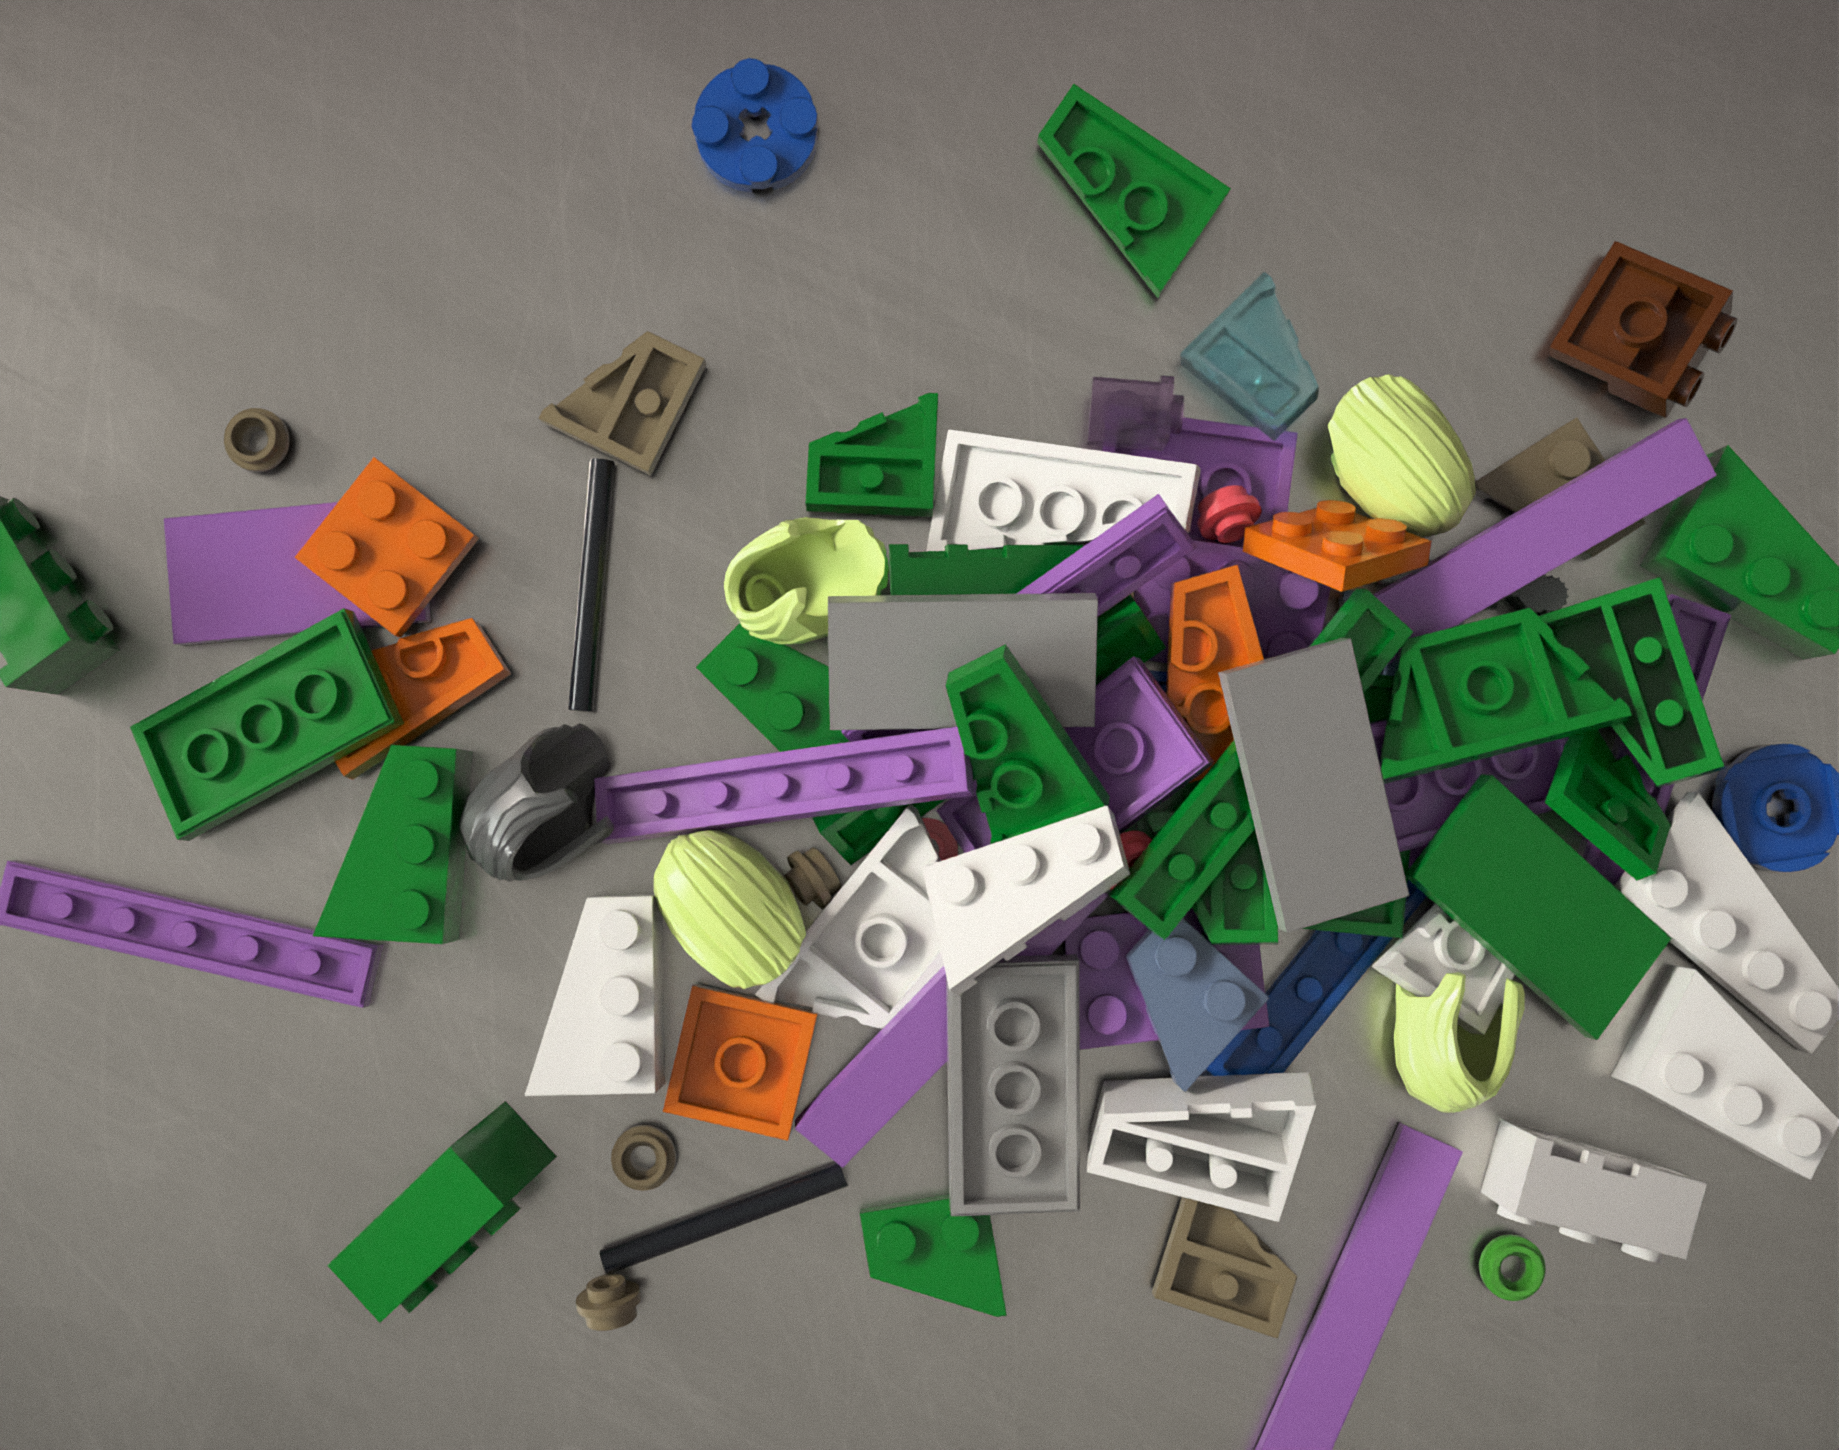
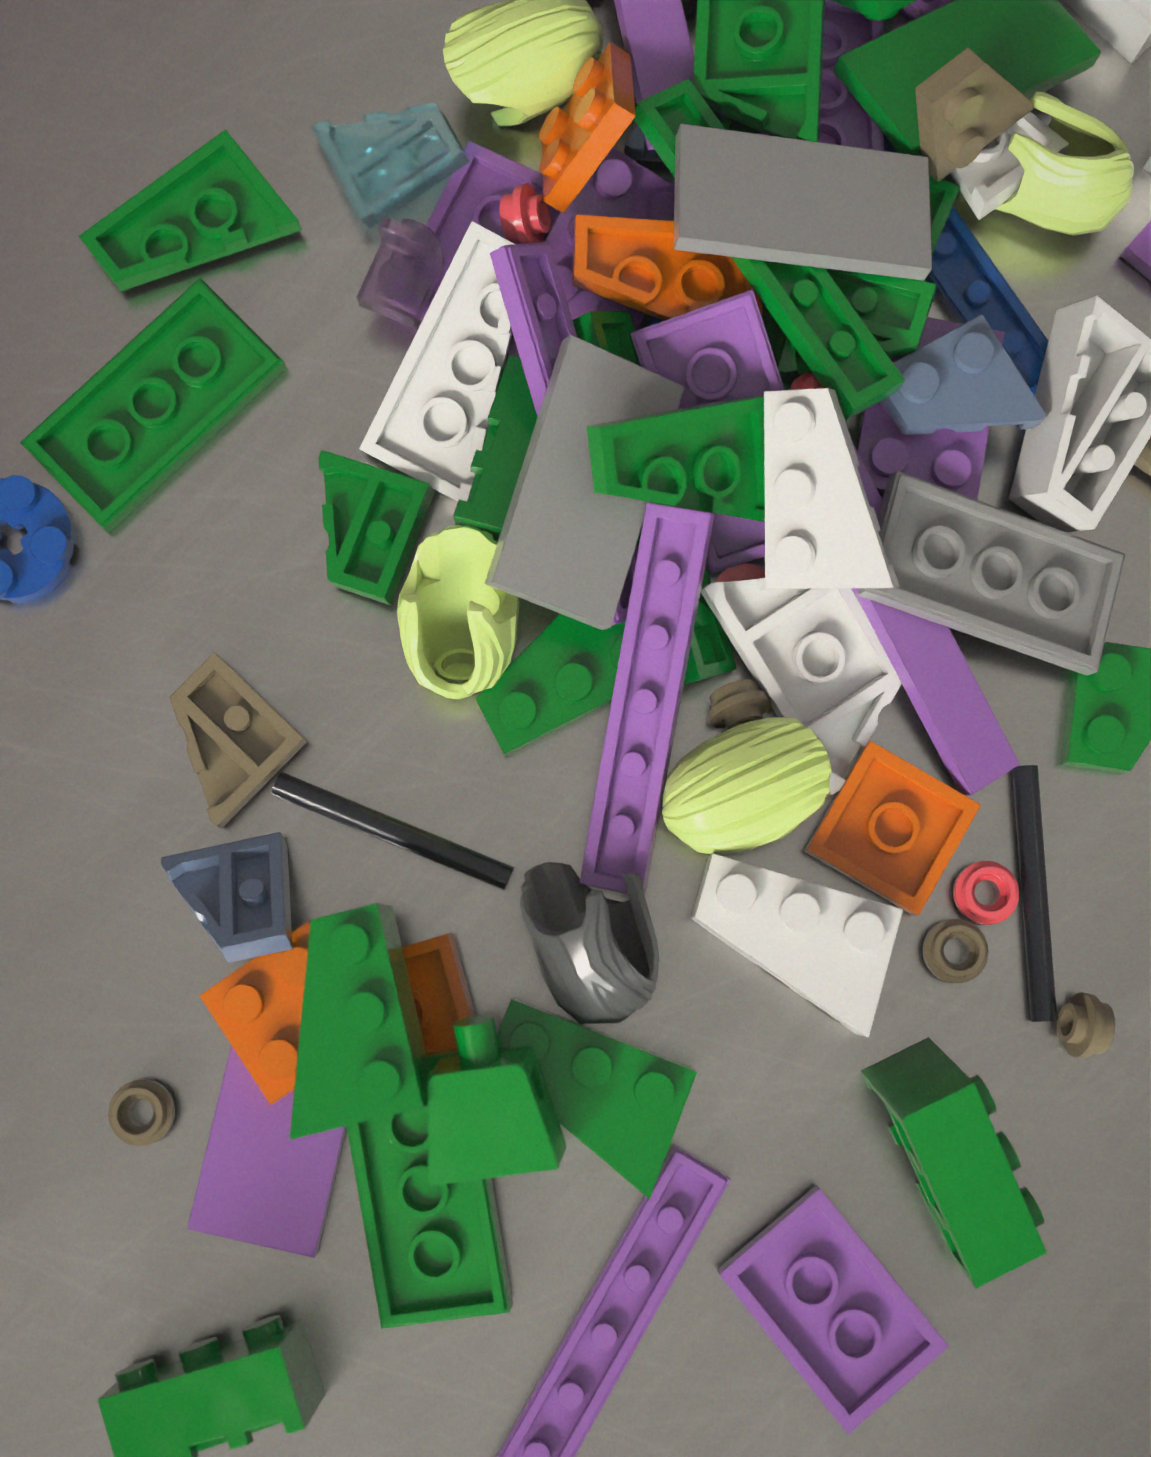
camera: 75 degrees left, 5 degrees down
(273, 1138) = (832, 1309): none -> medium lavender plate
(341, 762) = (489, 1110): none -> green torso
(379, 616) = (358, 1025): none -> green wedge
(480, 461) = (238, 894): none -> sand blue wing
(700, 1189) = (1005, 890): none -> coral plate
(933, 215) = (154, 405): none -> green tile
(1464, 917) = (964, 111): none -> dark tan wing

